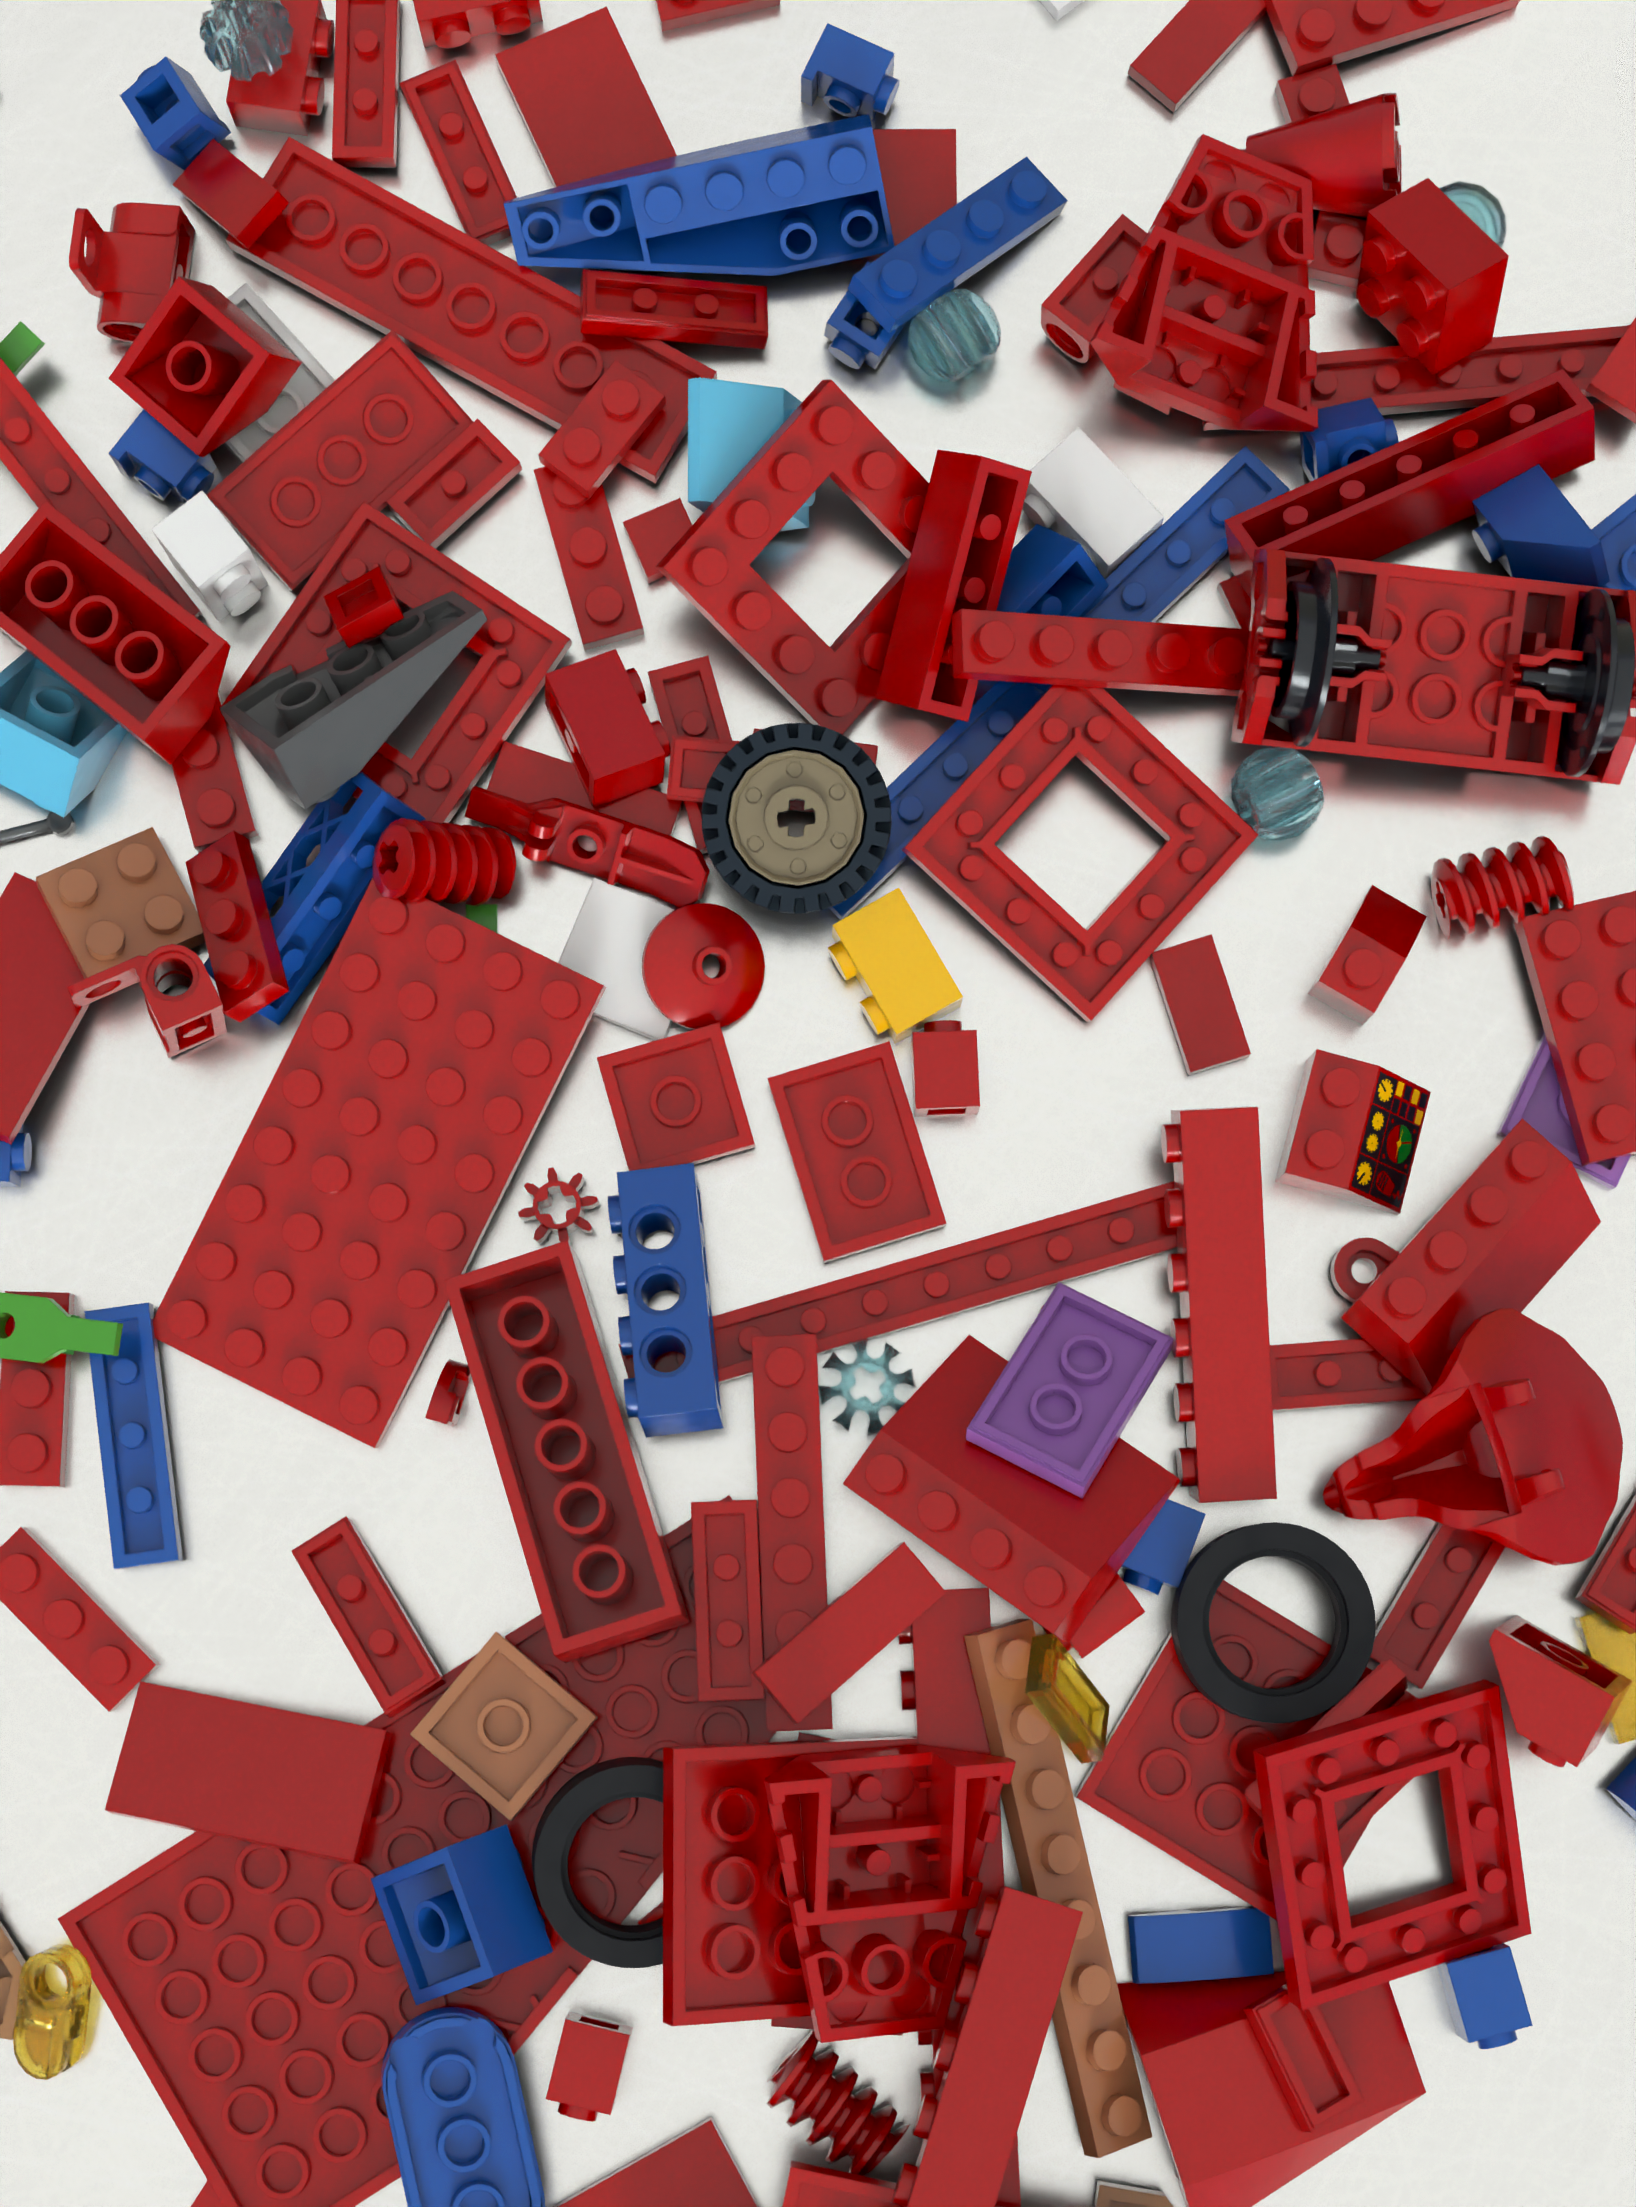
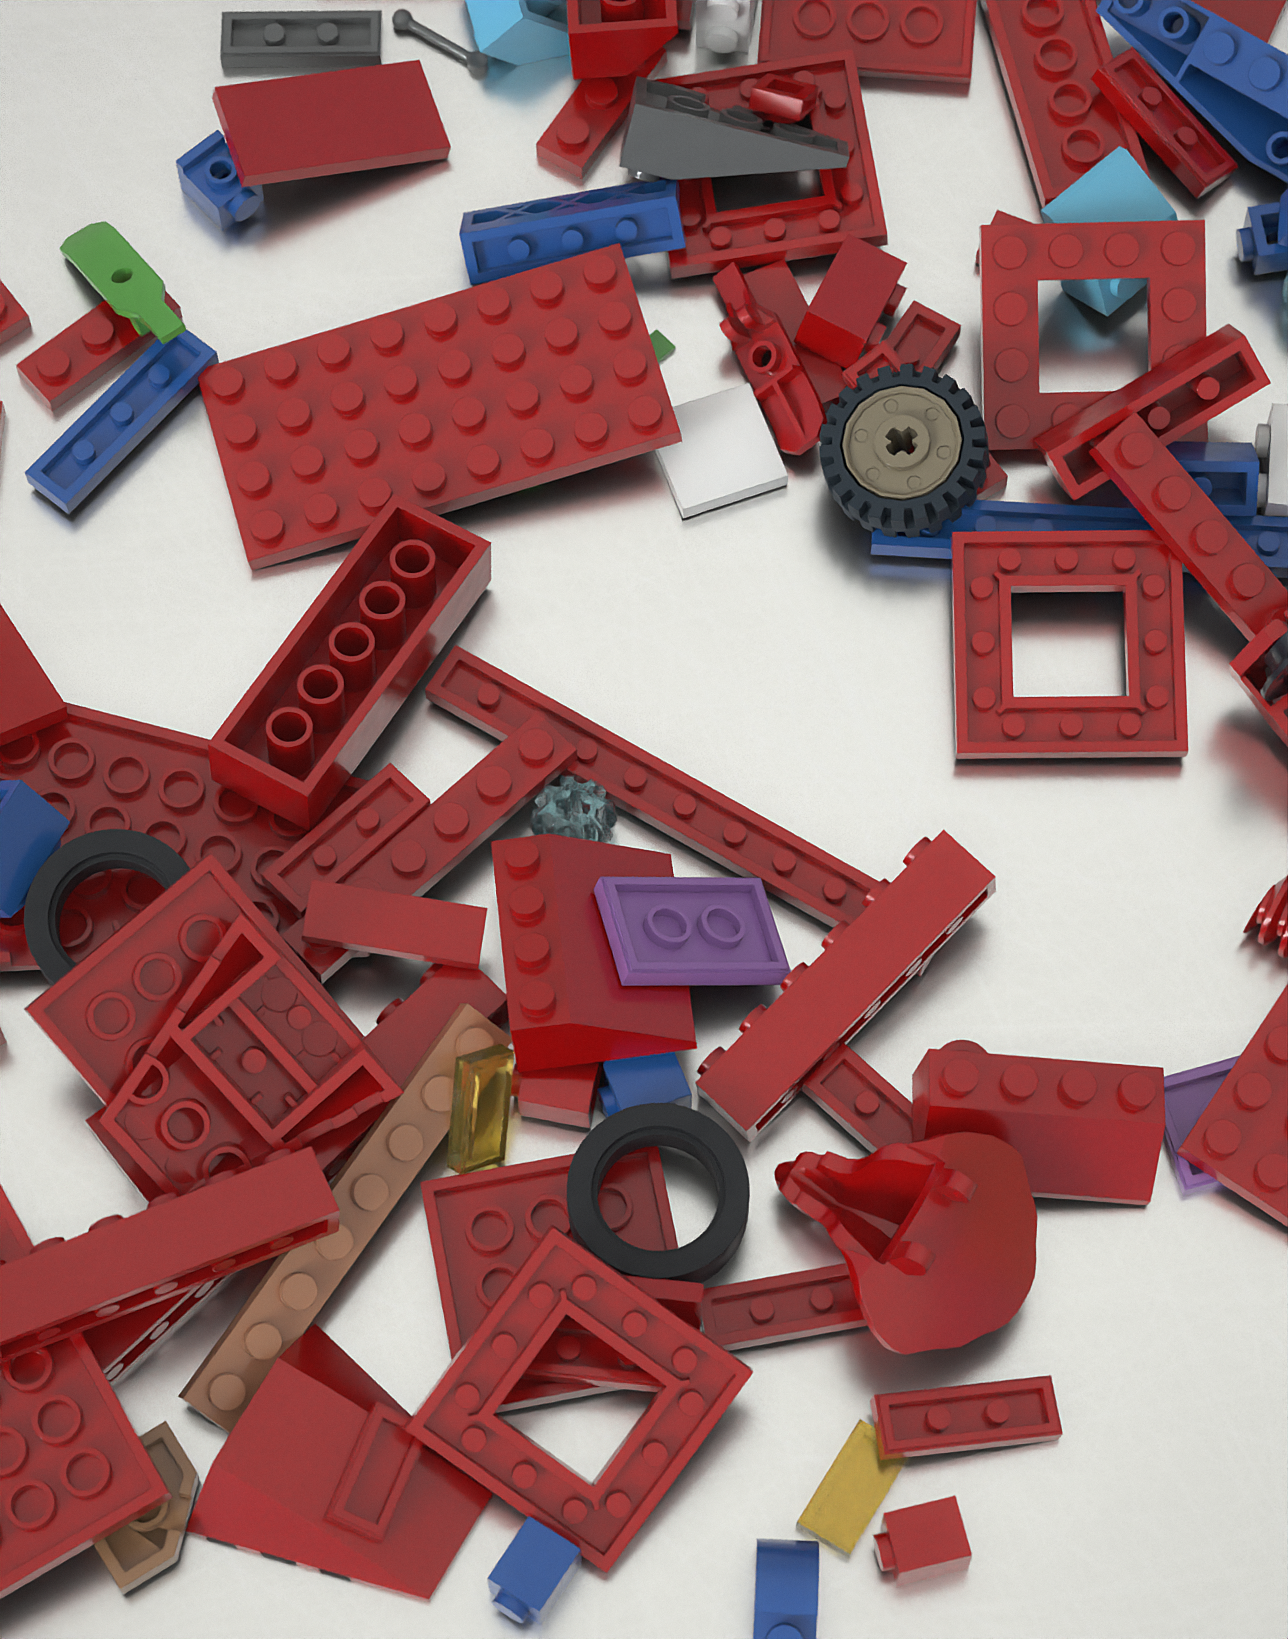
camera: 50 degrees right, 15 degrees down
(120, 903) = (455, 133): nougat plate -> none
(178, 1020) = (425, 194): red piece -> none
(236, 926) = (507, 198): red plate -> none
(368, 1617) = (132, 647): red tile -> none
(443, 862) = (669, 275): red piece -> none
(449, 1393) = (315, 573): red tile -> none
(454, 484) = (919, 96): red plate -> none
(504, 1726) = (135, 774): nougat plate -> none
(543, 1199) = (508, 524): red gear -> none
(590, 562) = (958, 209): red plate -> none
(602, 428) = (1042, 142): red plate -> none
(675, 971) = (733, 510): red dish -> none
(676, 1100) = (649, 551): red plate -> none
(690, 1395) = (511, 642): blue brick -> none
(833, 2107) = (61, 1188): red piece -> none
(856, 1152) = (725, 686): red plate -> none
(894, 966) = (871, 605): yellow brick -> none
(945, 1070) = (832, 692): red brick -> none
(1200, 1004) = (1038, 818): red tile -> none
(1200, 1945) = (389, 1349): blue slope -> none
(1277, 793) = (1228, 738): clear light blue piece -> none
(1353, 1132) = (1049, 981): red slope -> none
(1368, 955) = (1178, 890): red slope -> none
(1555, 1691) = (786, 1427): red slope -> none

